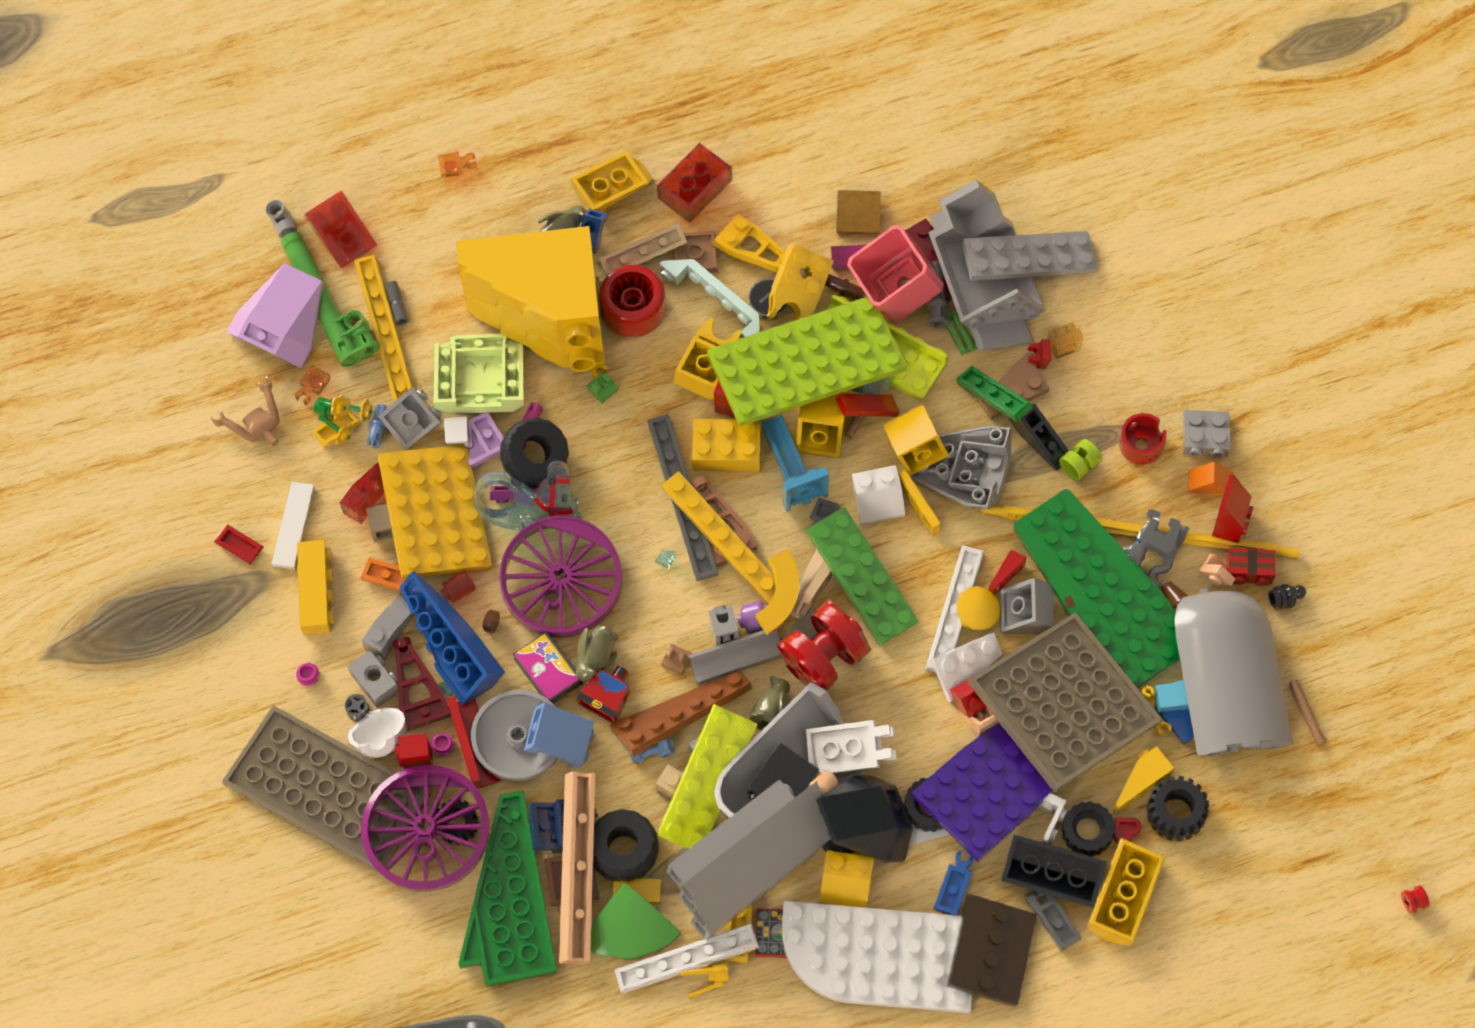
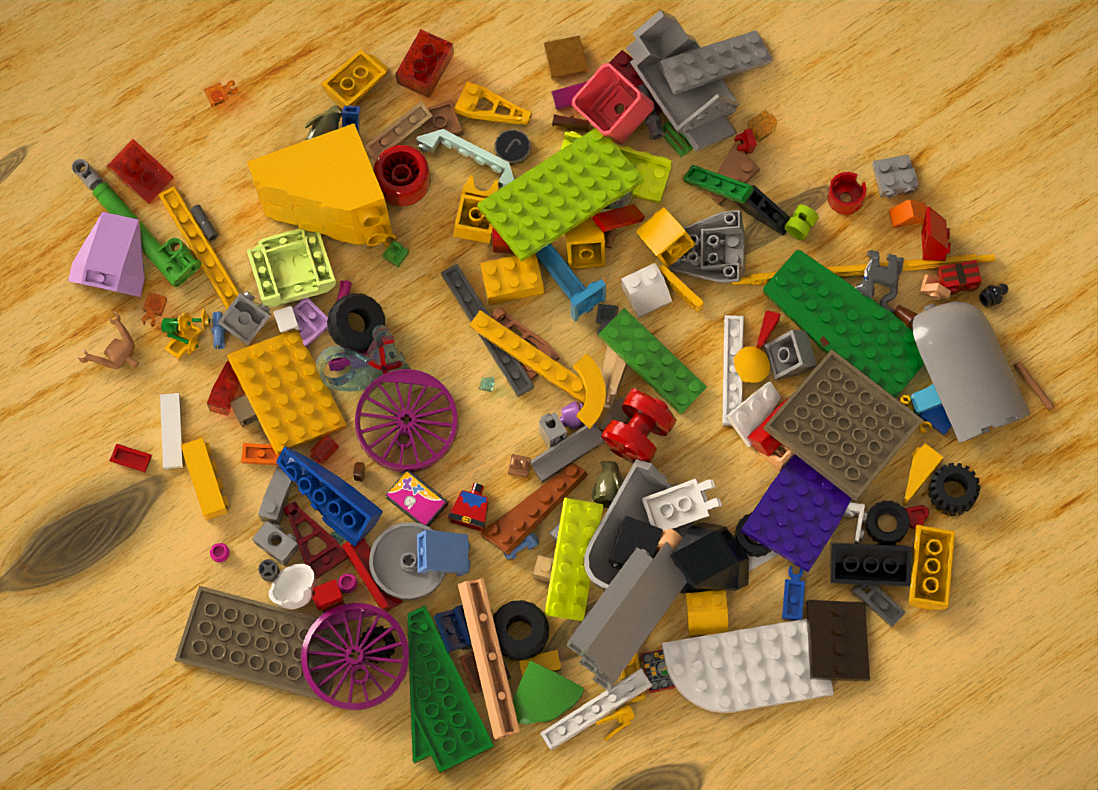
camera: 15 degrees left, 5 degrees up
(595, 652) = (452, 476): olive animal -> none
(794, 290) = (534, 134): yellow brick -> none

